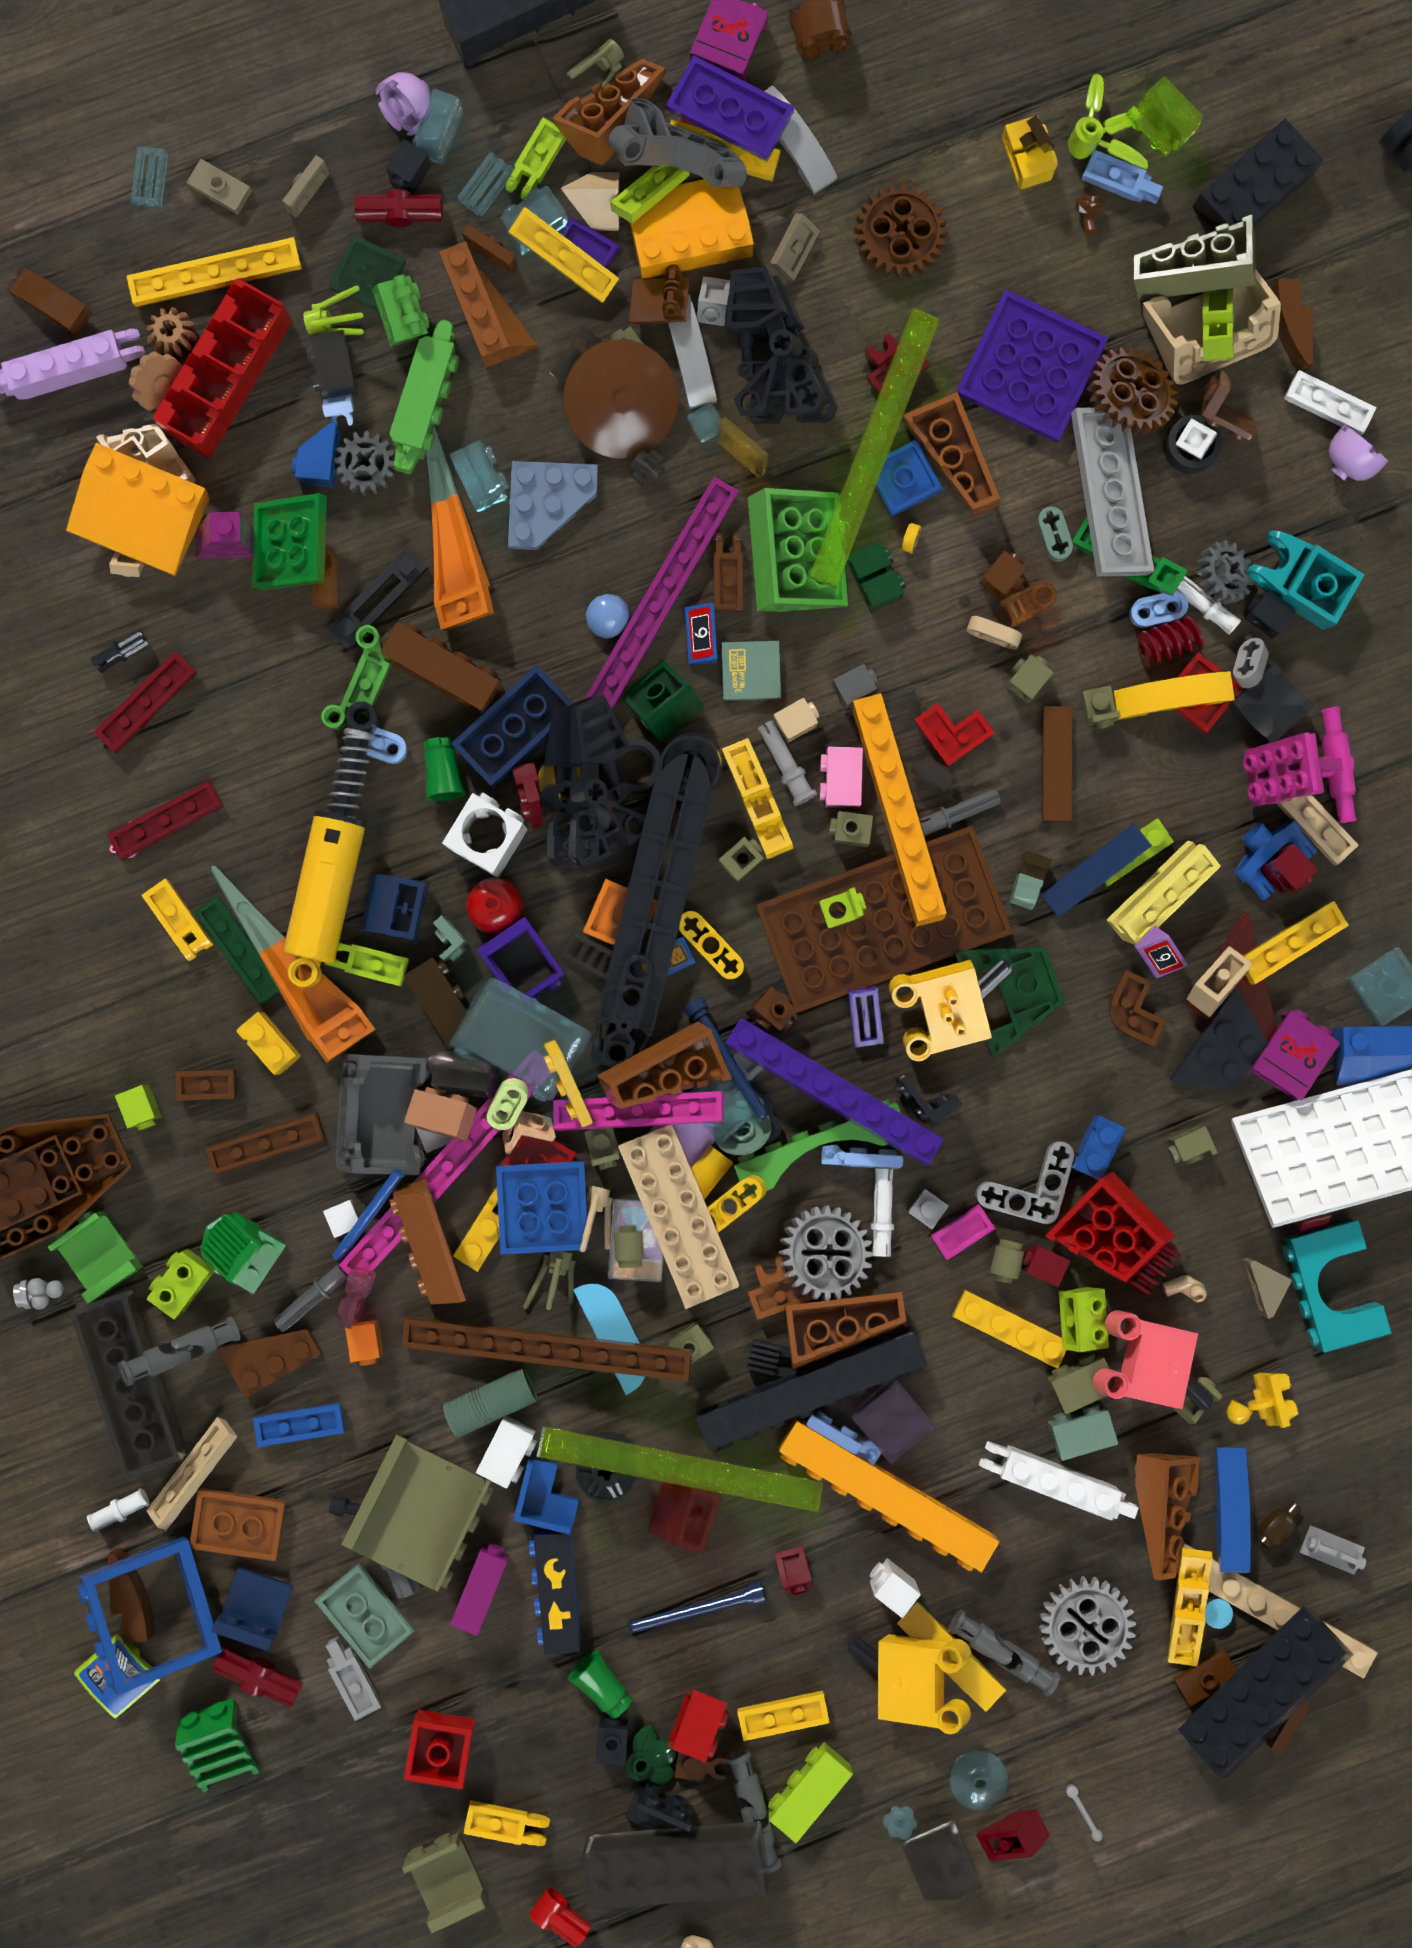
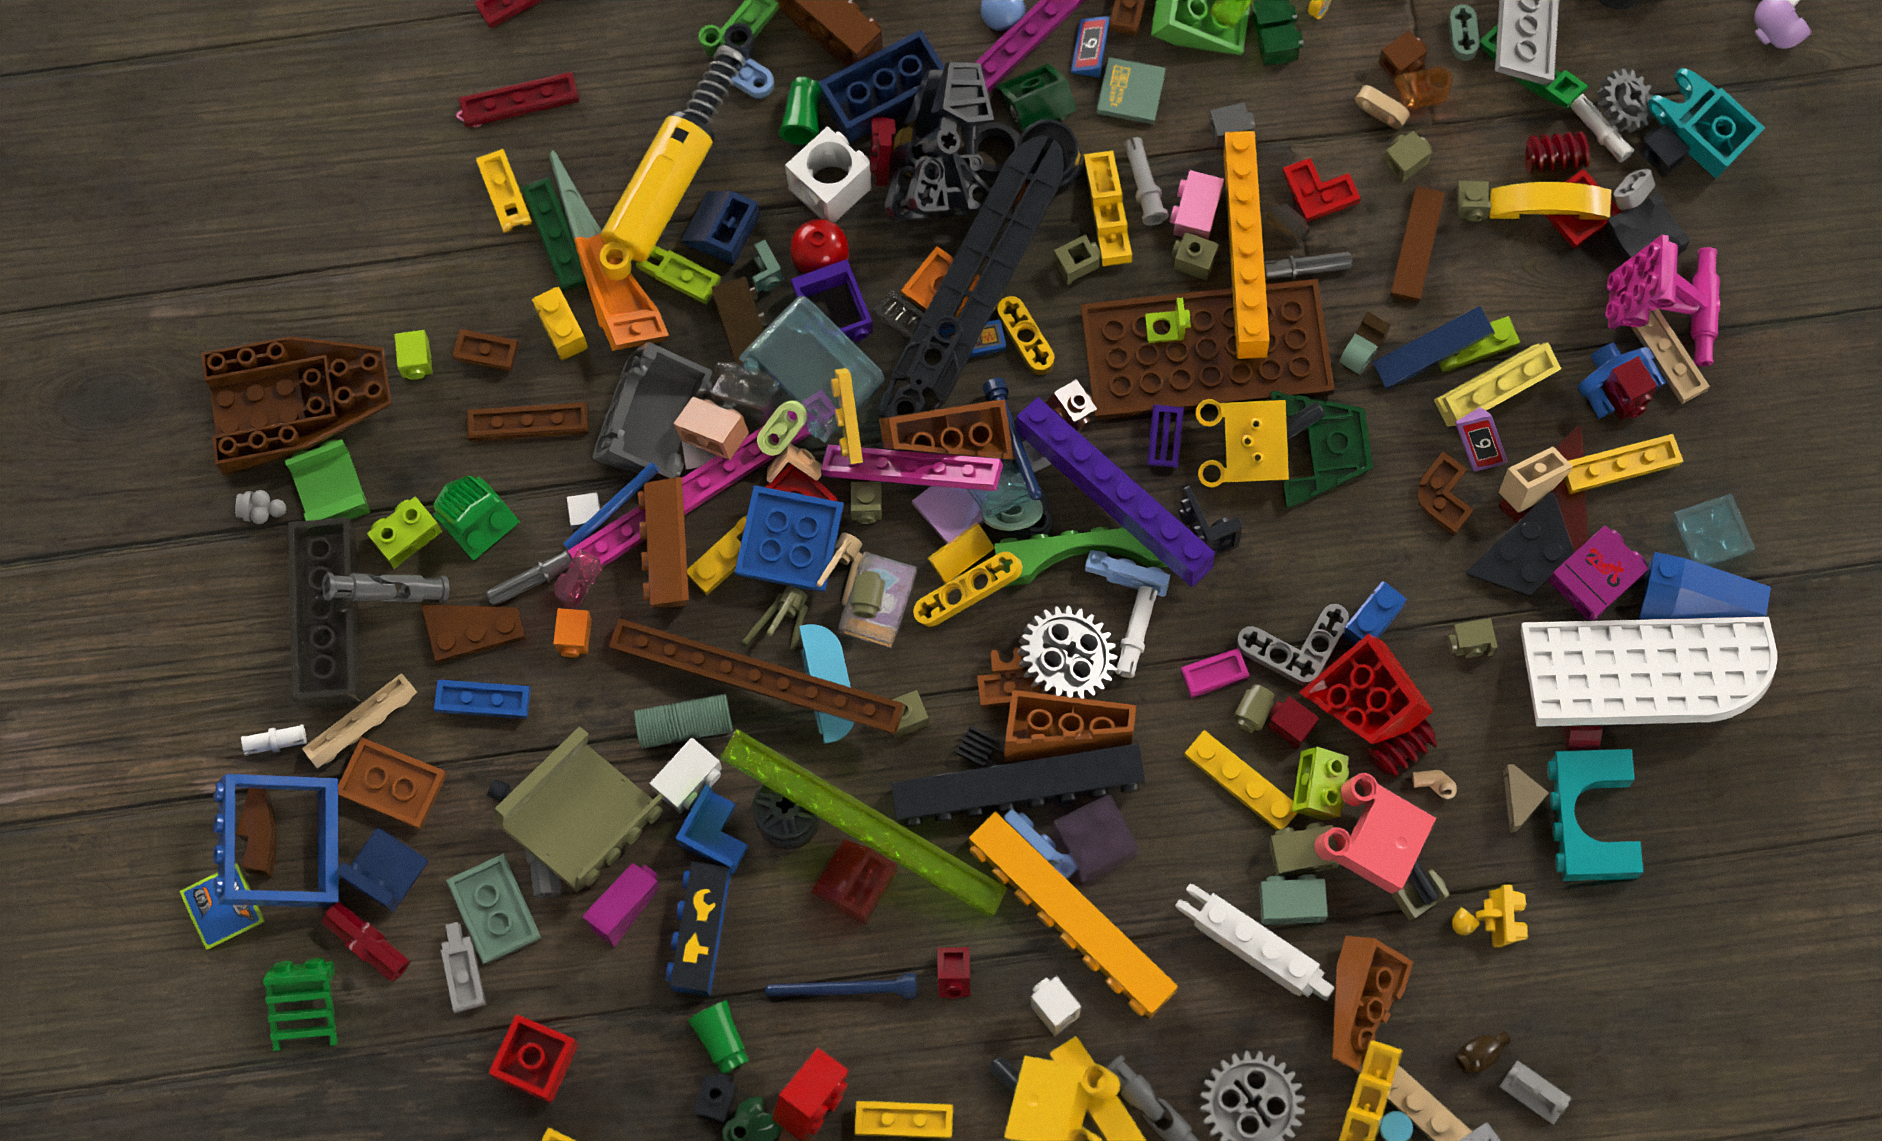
camera: 20 degrees right, 15 degrees down
(678, 1216) = (926, 579): tan bracket -> none
(796, 719) = (1164, 143): tan brick -> none
(928, 1208) = (1184, 641): light grey plate -> none
(1157, 609) = (1551, 121): light blue plate -> none
(1233, 1510) = (1435, 1020): blue slope -> none

